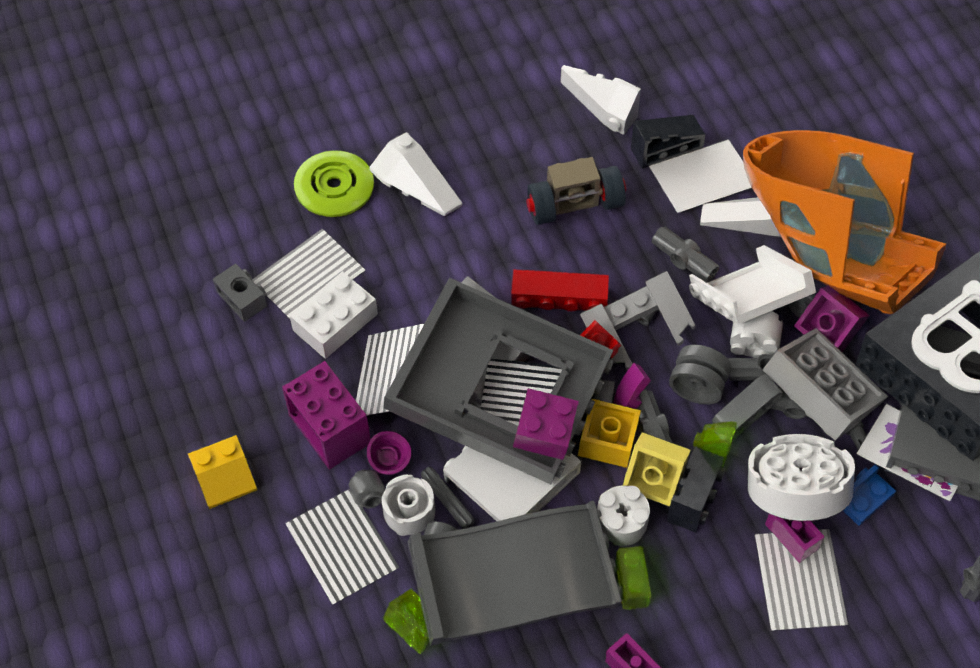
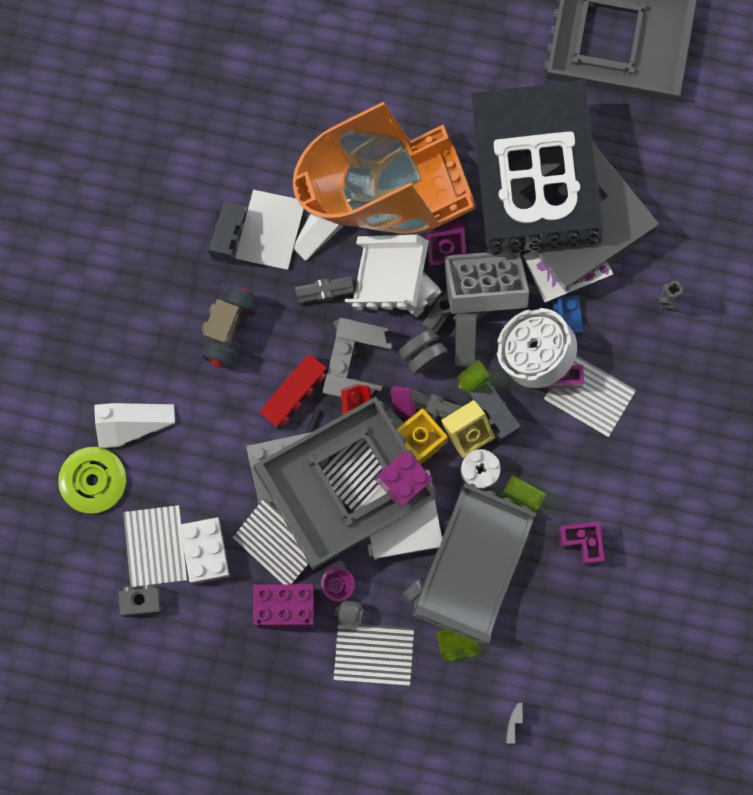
camera: 55 degrees left, 20 degrees up
(222, 471) = (272, 697): yellow slope -> none
(407, 518) = (390, 589): white brick -> none
(447, 498) = (389, 567): dark grey axle -> none
(610, 101) = (173, 247): white wedge -> none

